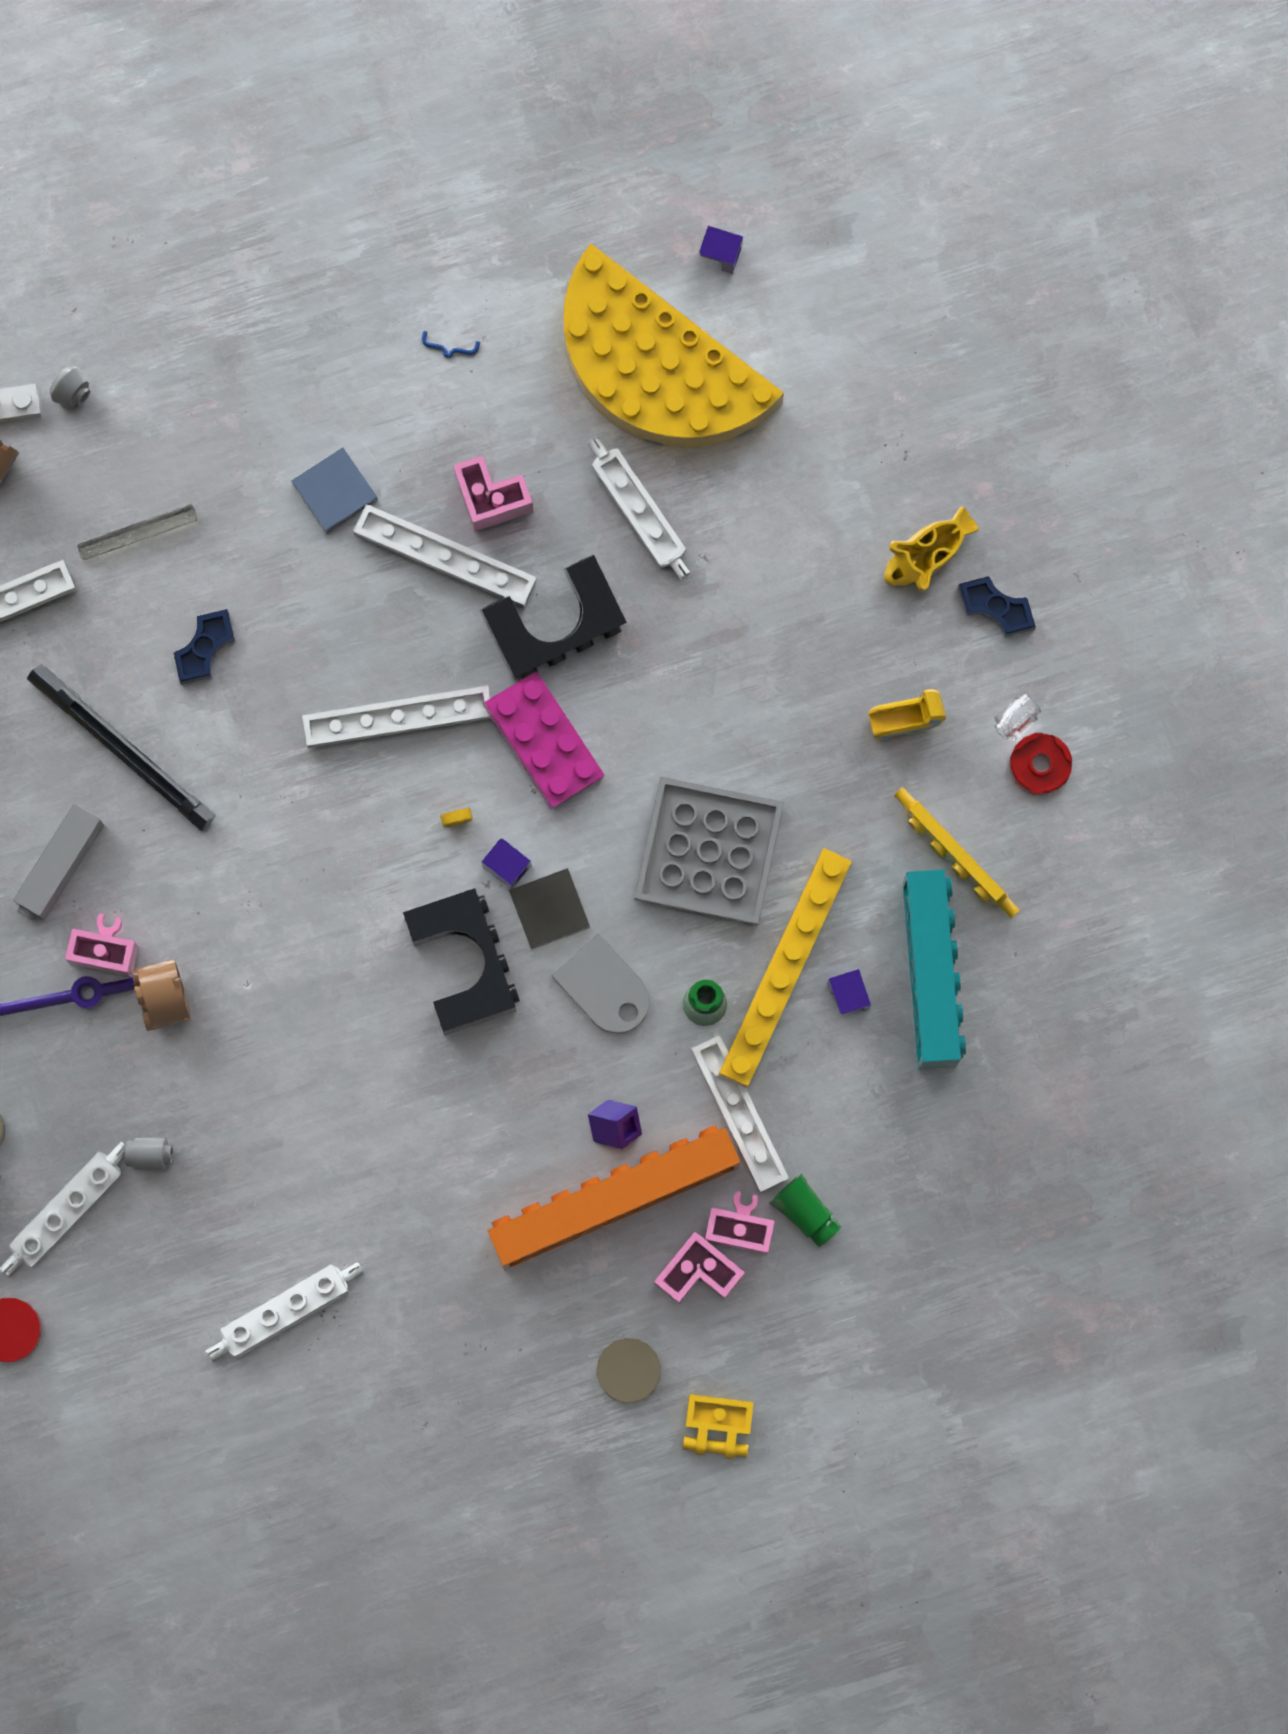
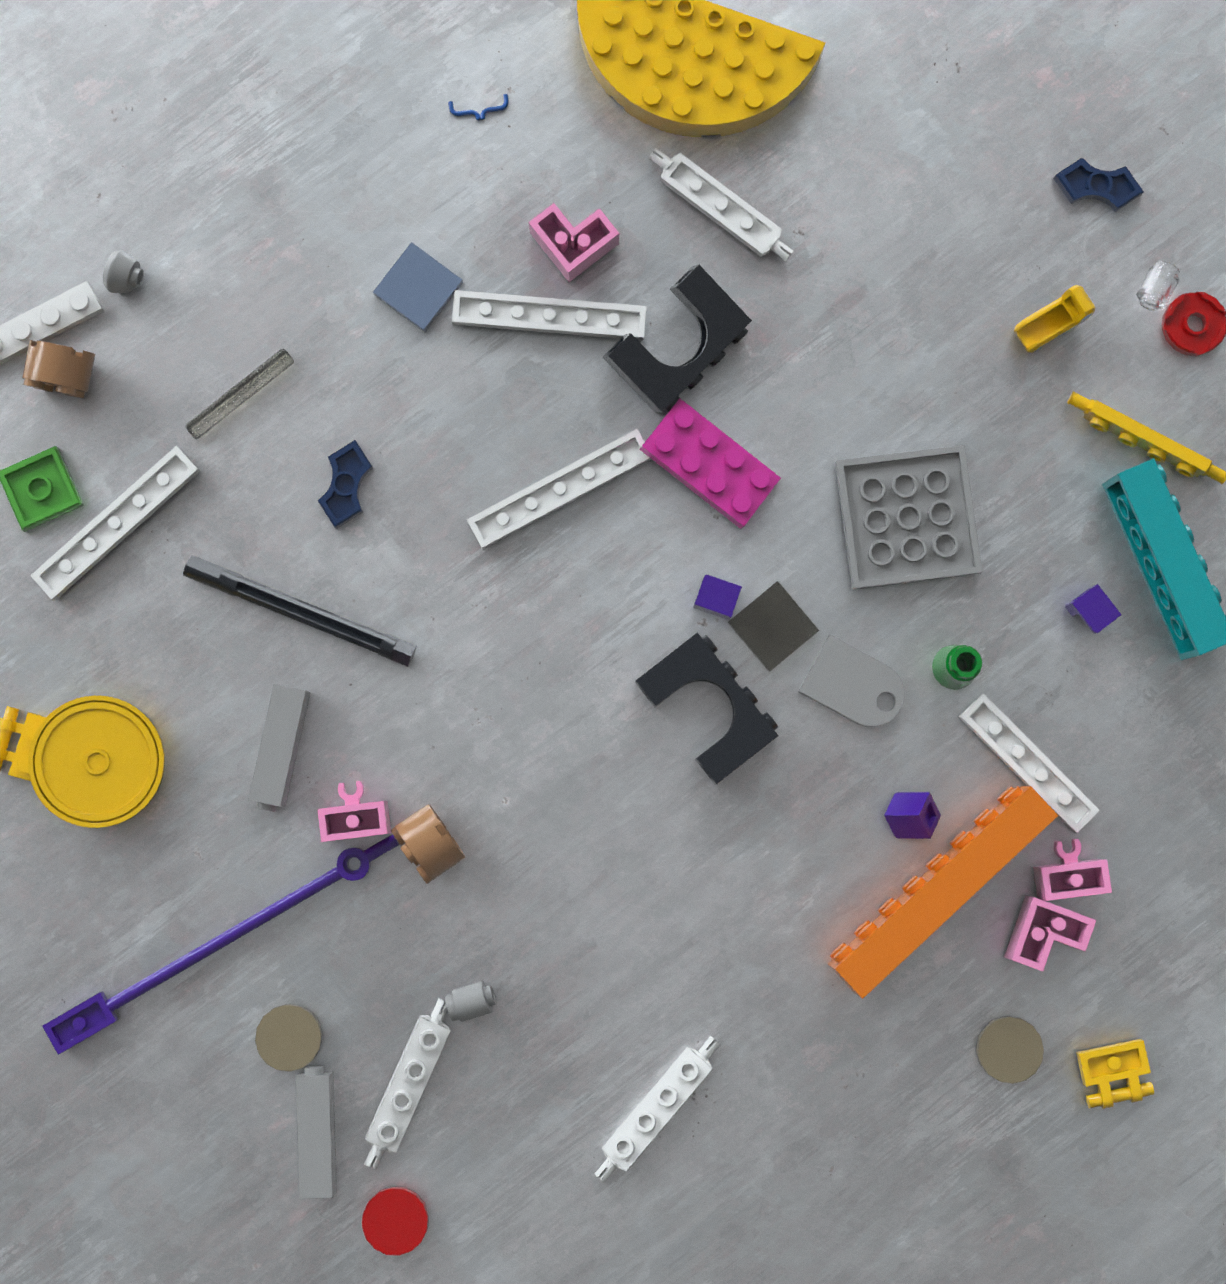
camera: 20 degrees left, 5 degrees up
(456, 817) = (652, 568): yellow tile -> none
(784, 968) = (1022, 607): yellow plate -> none
(806, 1211) = (1126, 835): green plant -> none
(927, 551) = (1016, 153): yellow animal -> none

